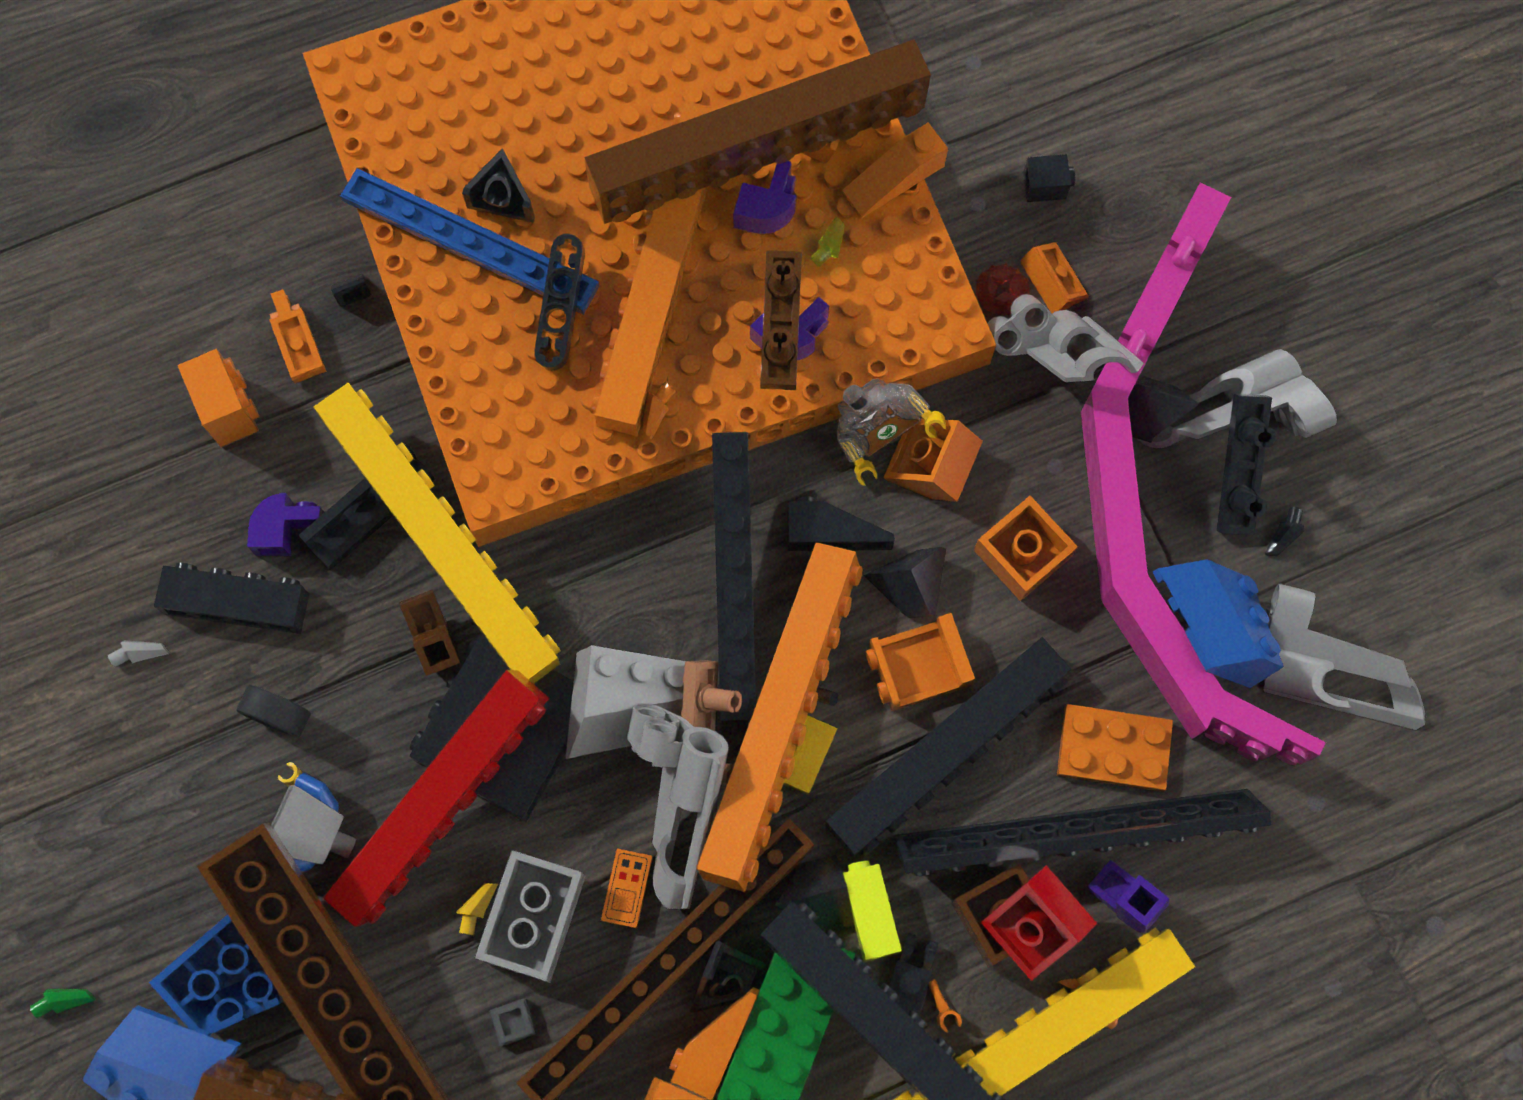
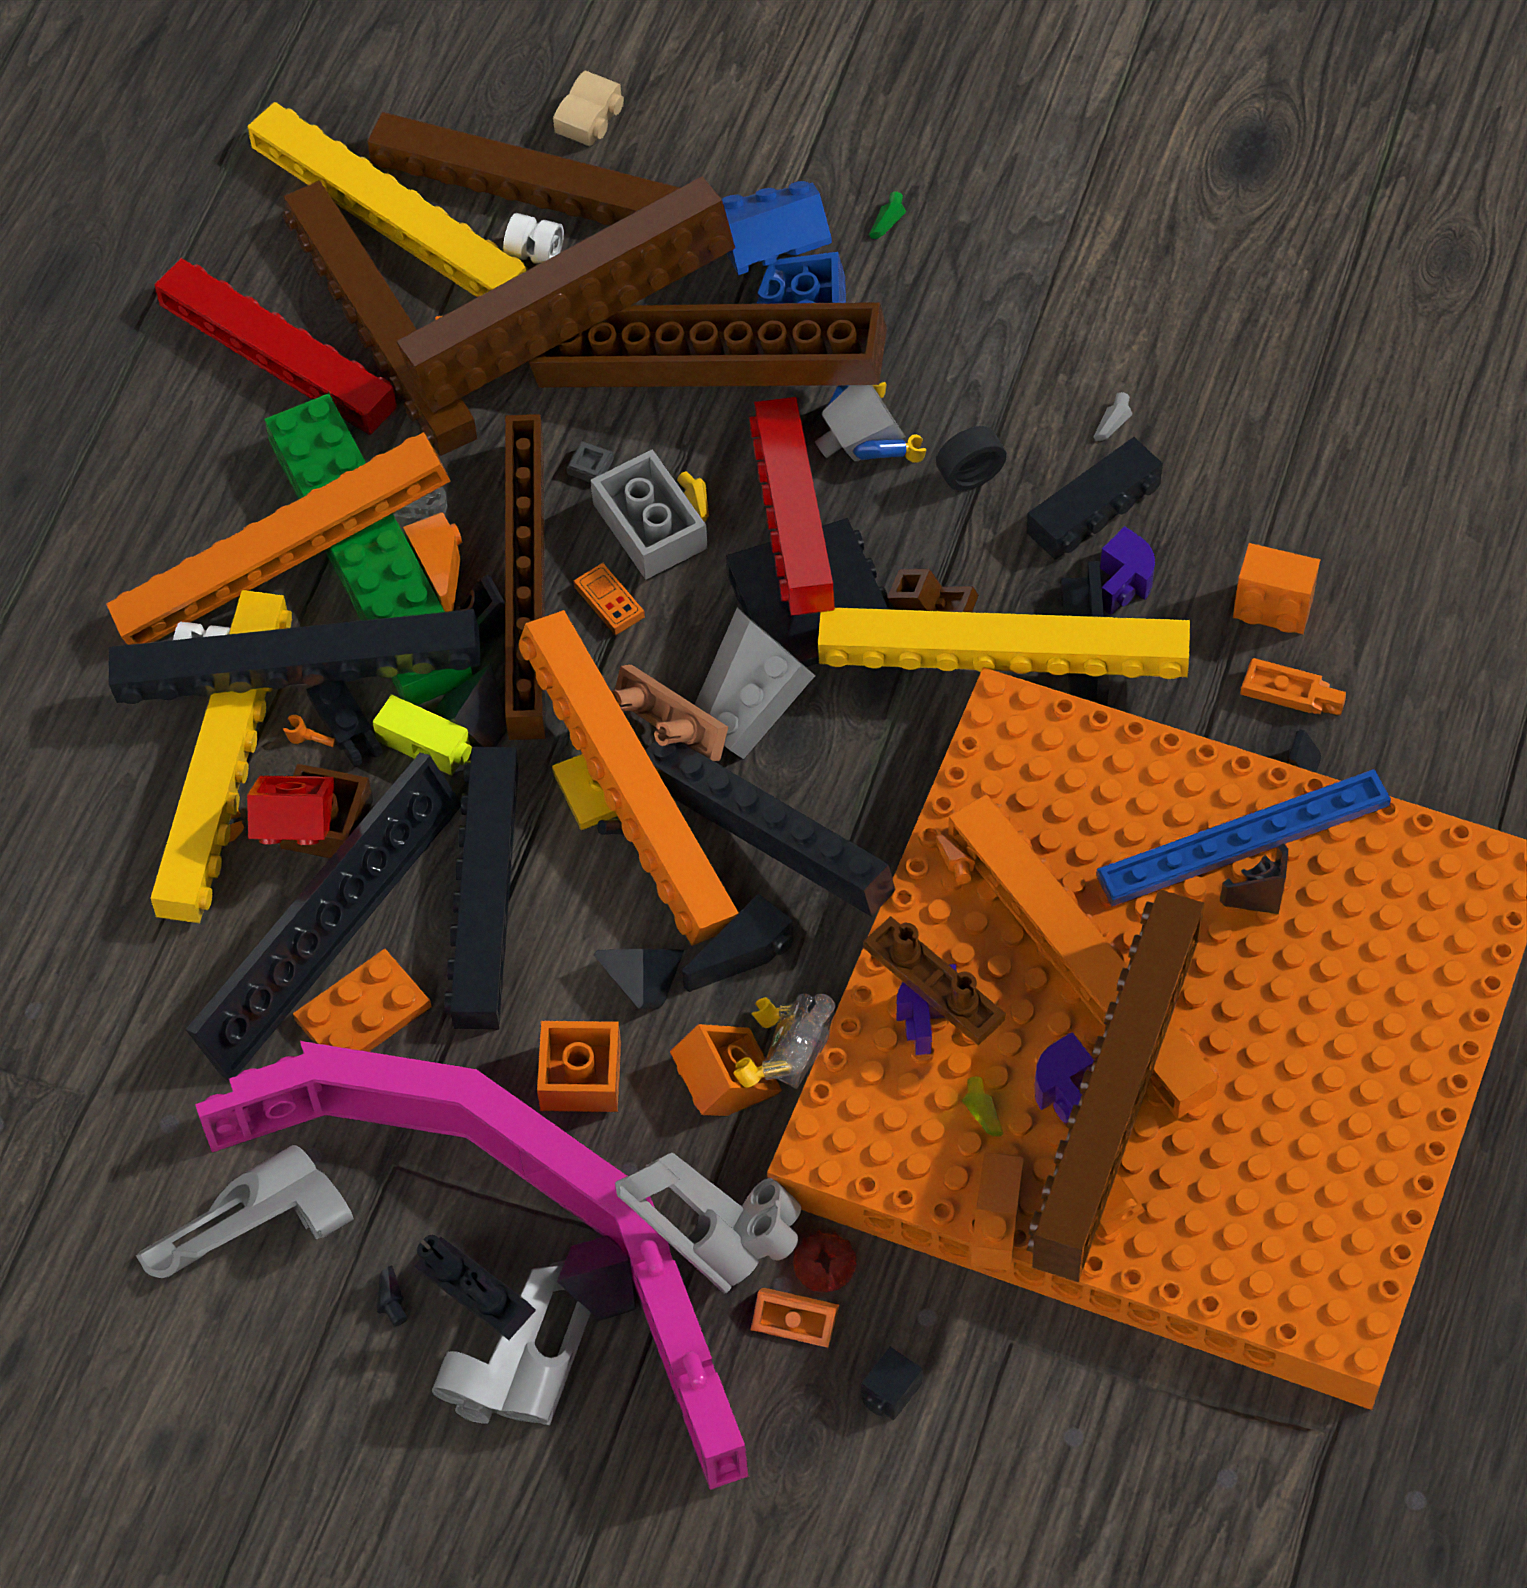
camera: 135 degrees right, 15 degrees down
(564, 302) = (1120, 848): black beam -> none
(690, 780) = (652, 673): light grey panel -> none
(920, 663) = (571, 922): orange panel -> none
(1132, 899) = (238, 911): dark purple brick -> none
(1223, 620) = (368, 1138): blue wedge -> none

